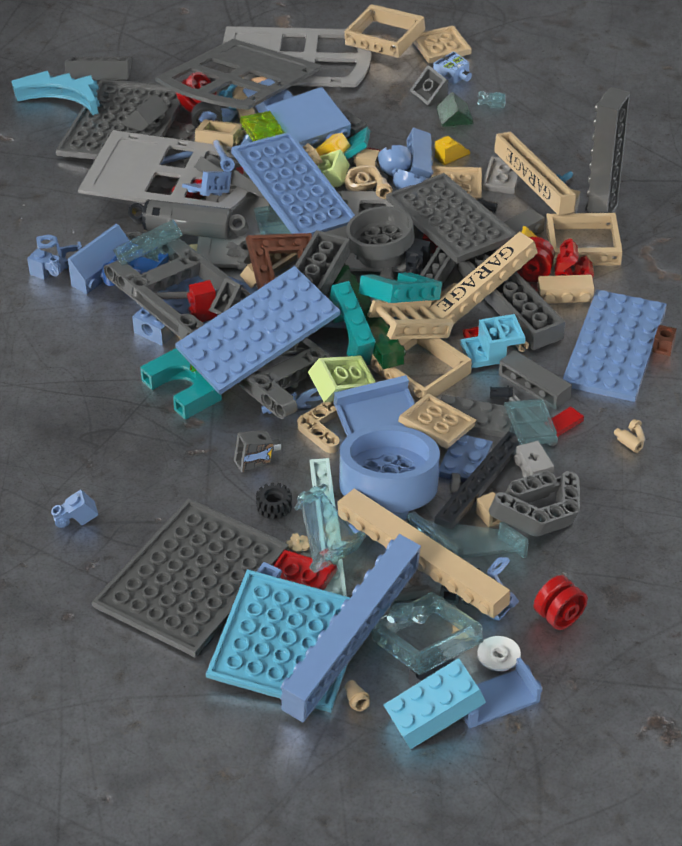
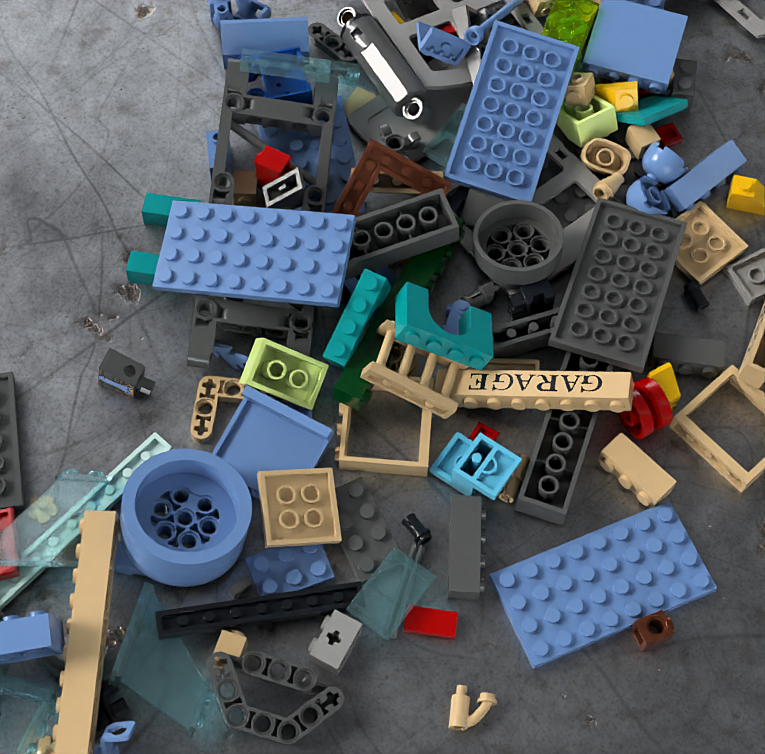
camera: 45 degrees right, 20 degrees up
(274, 508) = (75, 431): black tyre -> none
(568, 256) = (669, 442): red piece -> none

